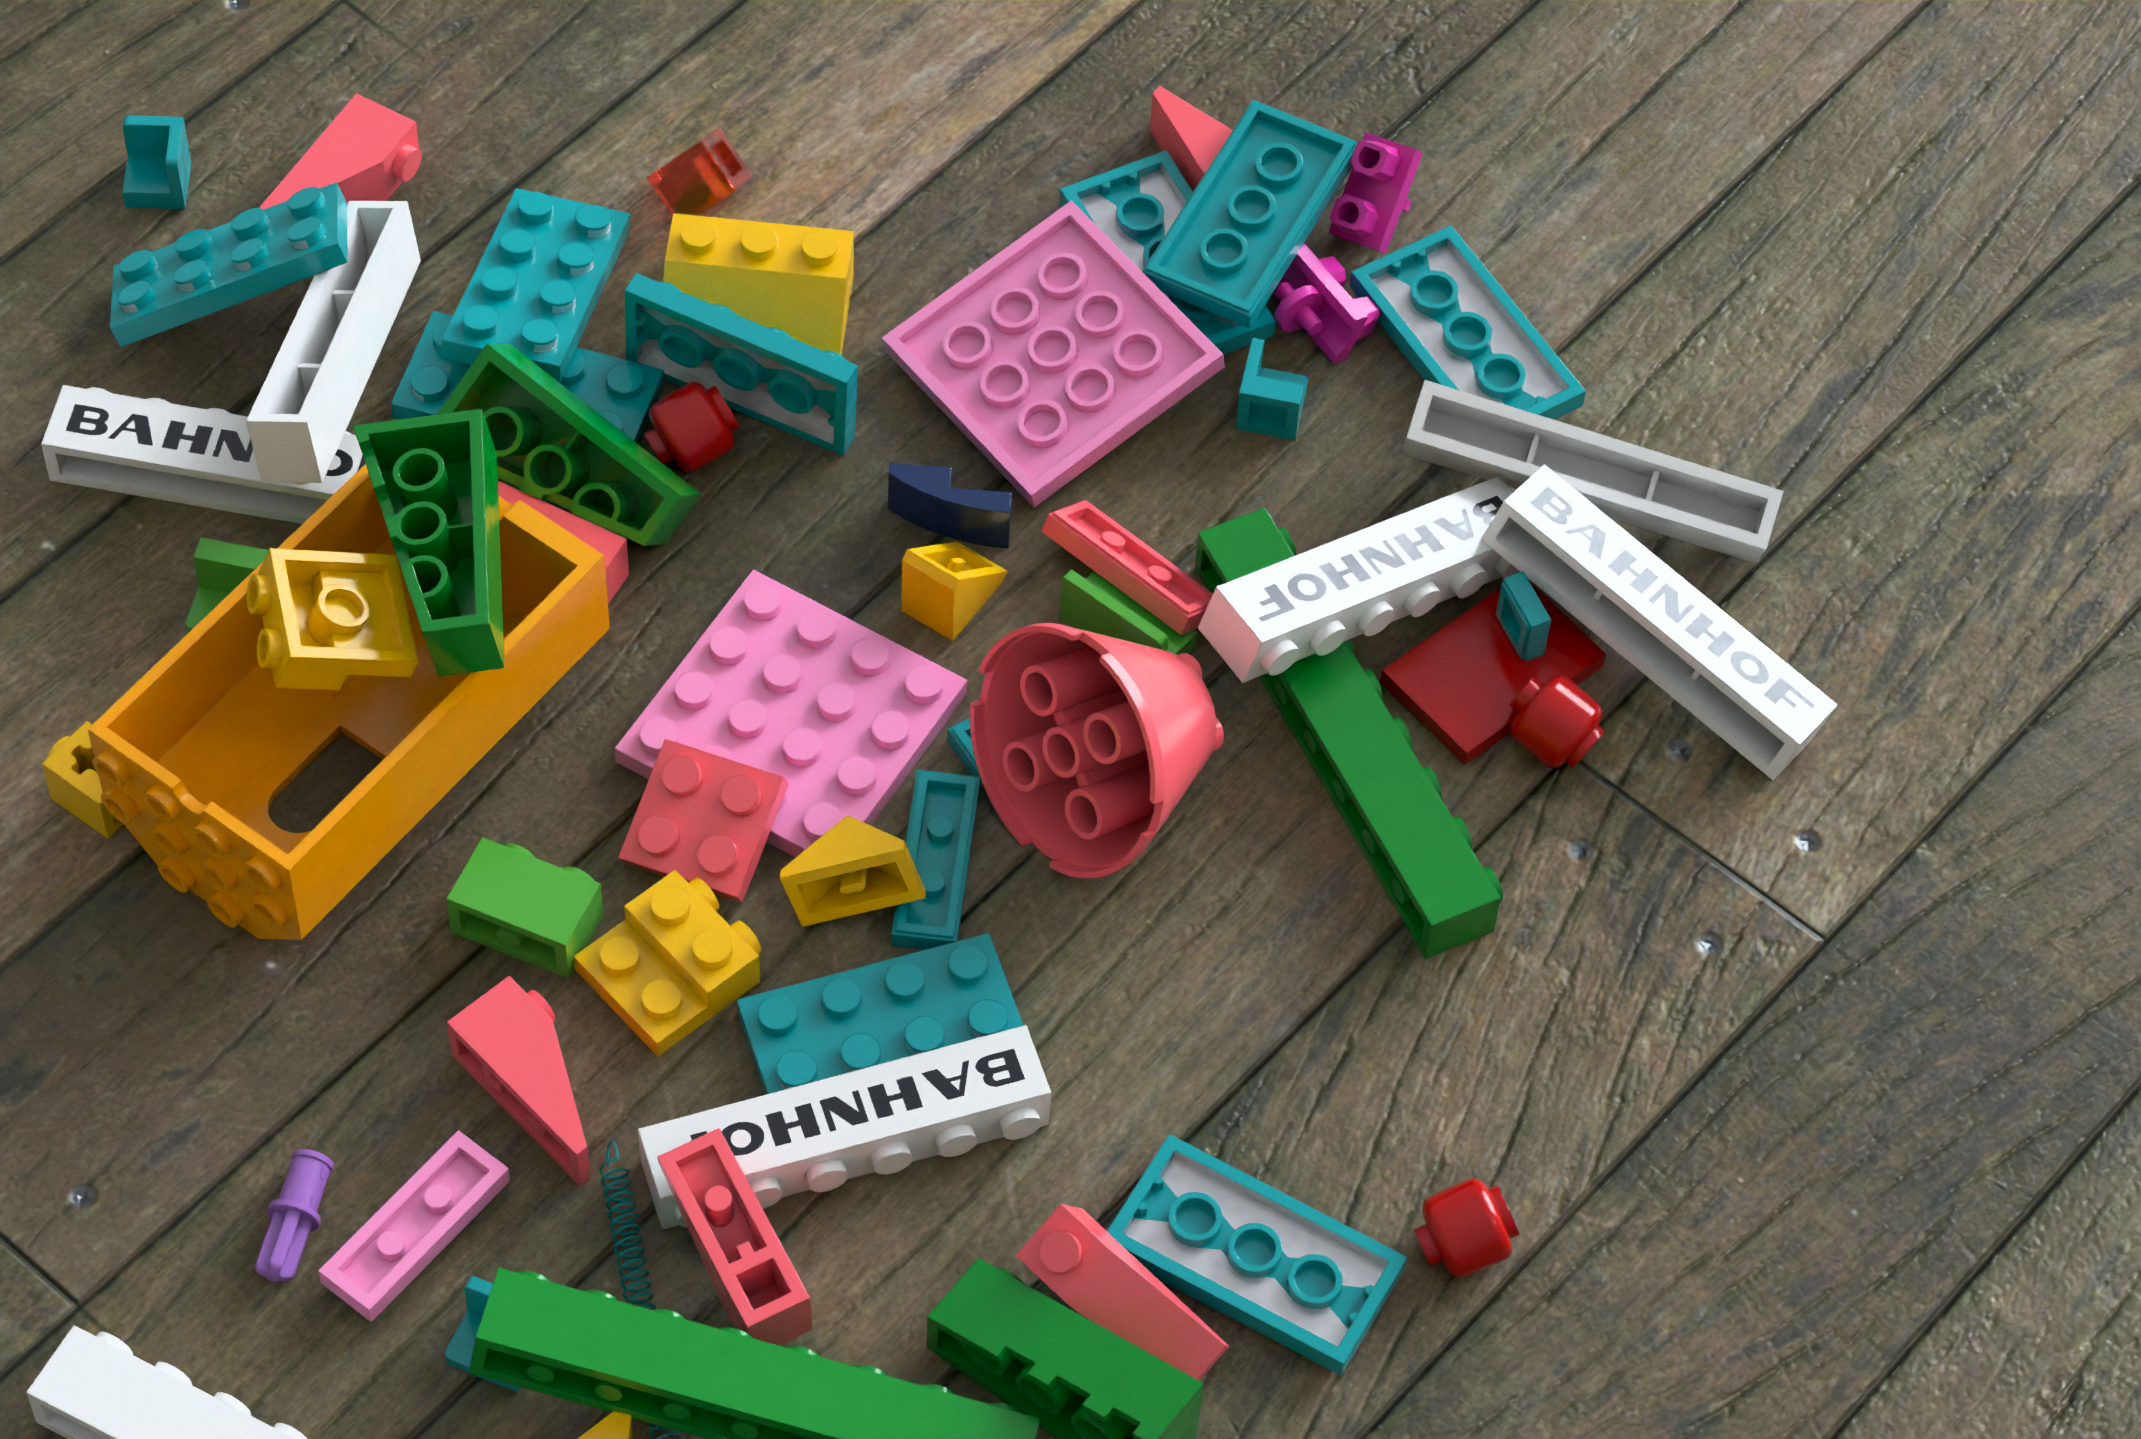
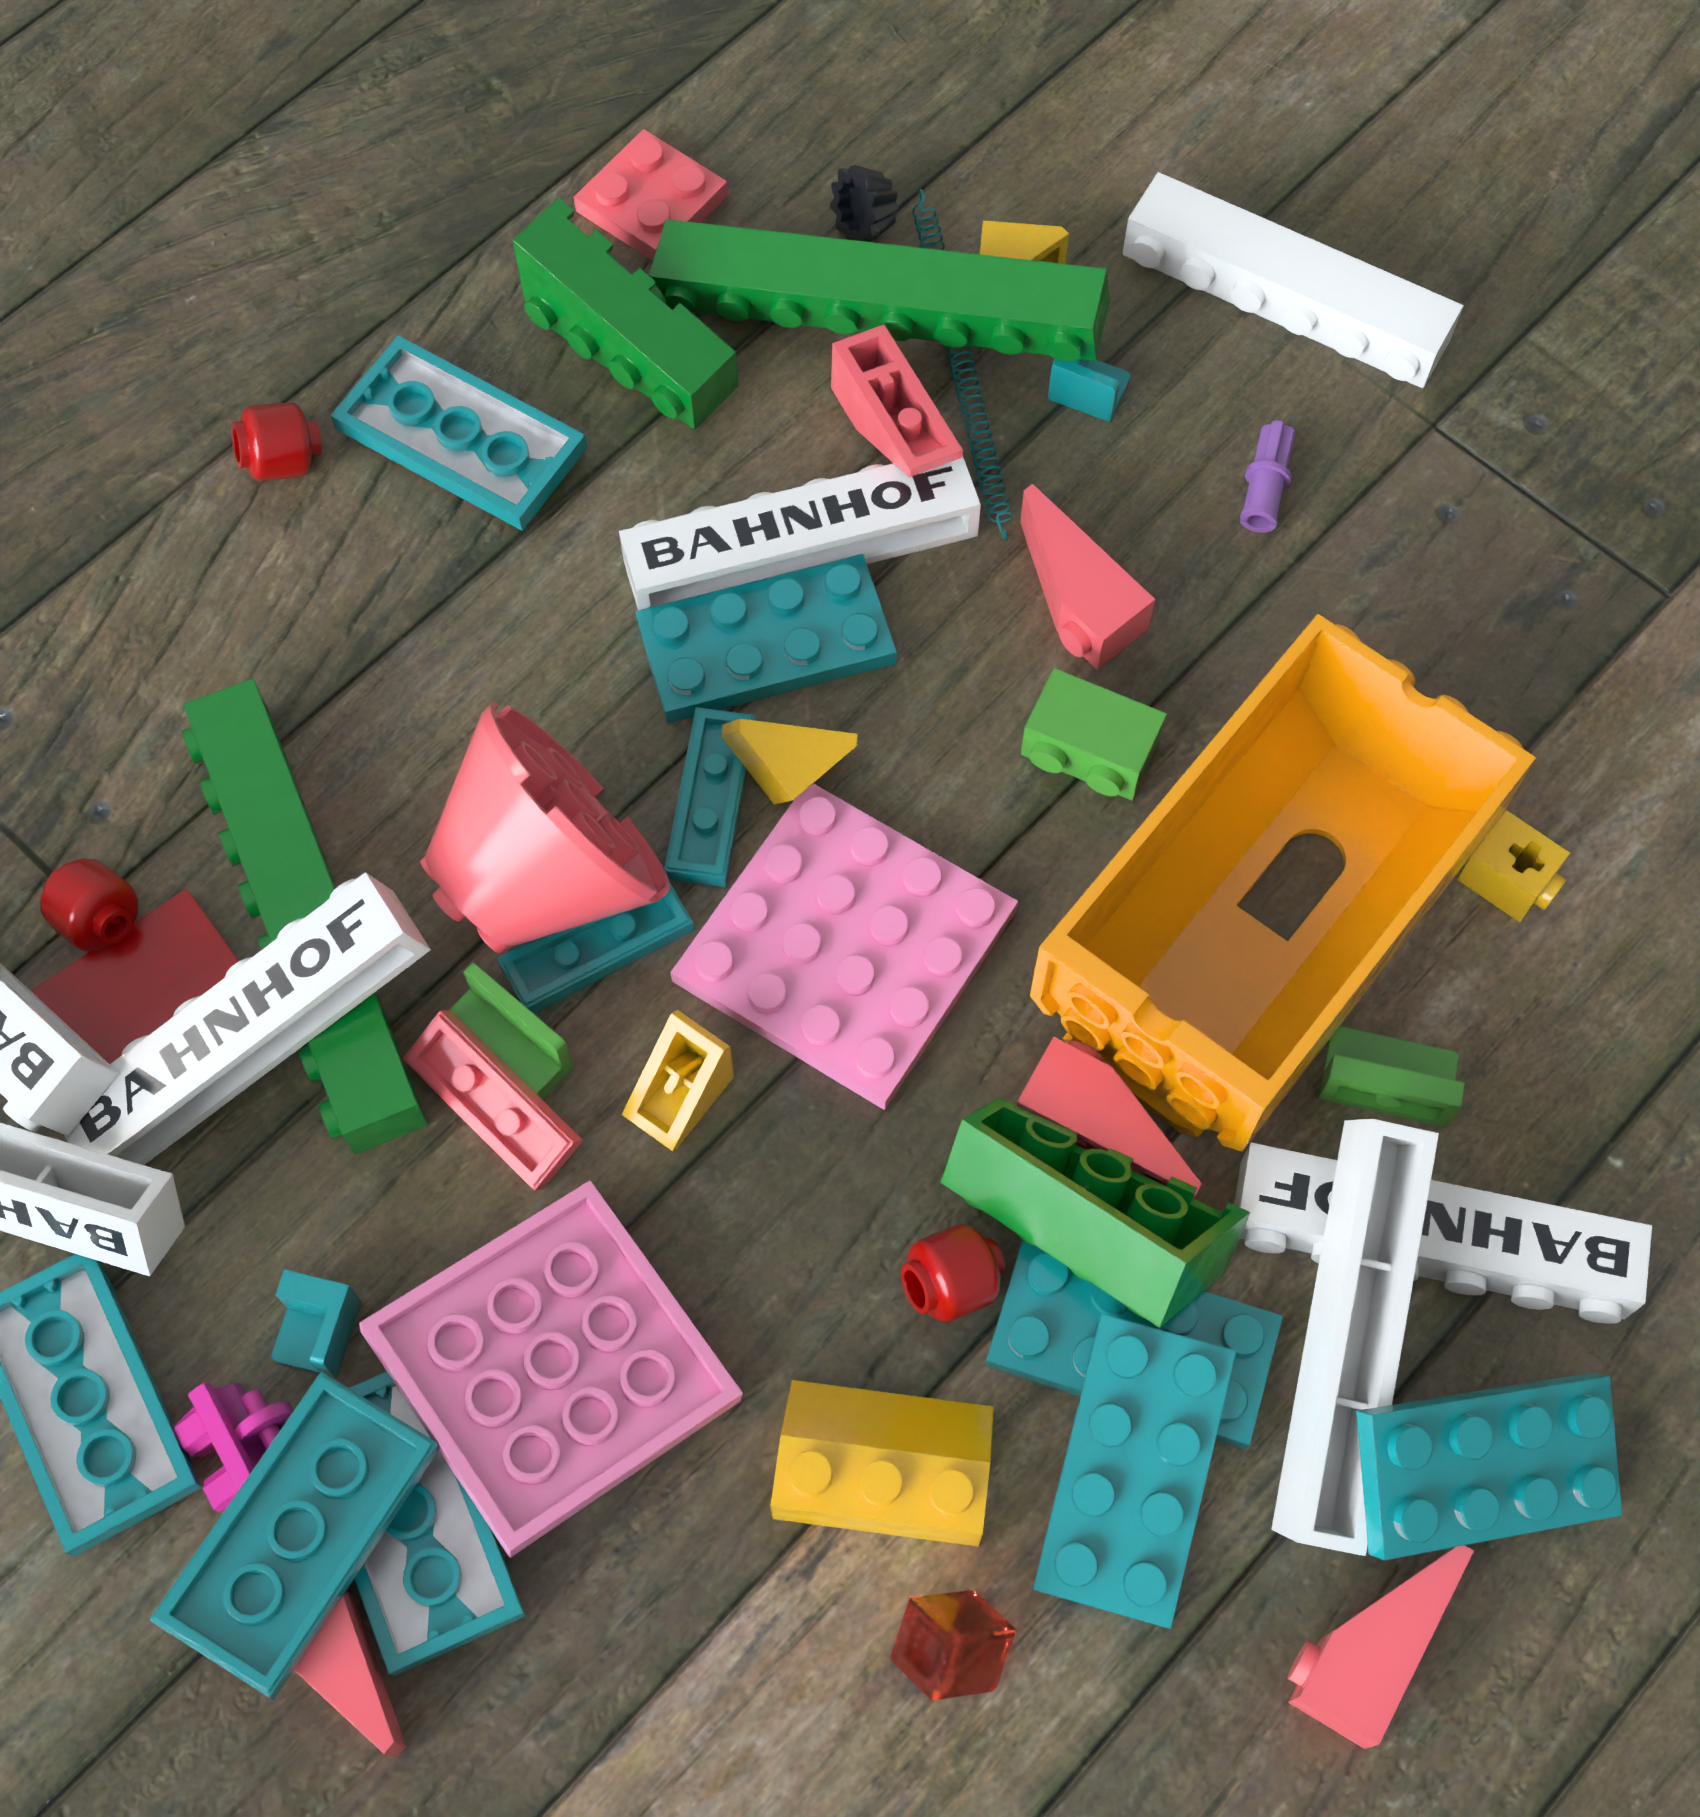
camera: 175 degrees left, 10 degrees up
(156, 162) = (1599, 1662): teal panel -> none
(331, 617) = (1312, 836): yellow plate -> none
(414, 1226) = (1164, 463): bright pink plate -> none
(443, 519) = (1212, 932): green wedge -> none
(671, 961) = (956, 693): yellow plate -> none
(703, 819) = (929, 815): coral plate -> none
(751, 365) = (883, 1314): teal piece -> none
(968, 515) = (696, 1179): dark blue slope -> none
(1117, 1291) = (587, 386): coral slope -> none
(1375, 192) = (137, 1588): dark pink hips -> none
(1523, 617) = (96, 1006): teal tile -> none

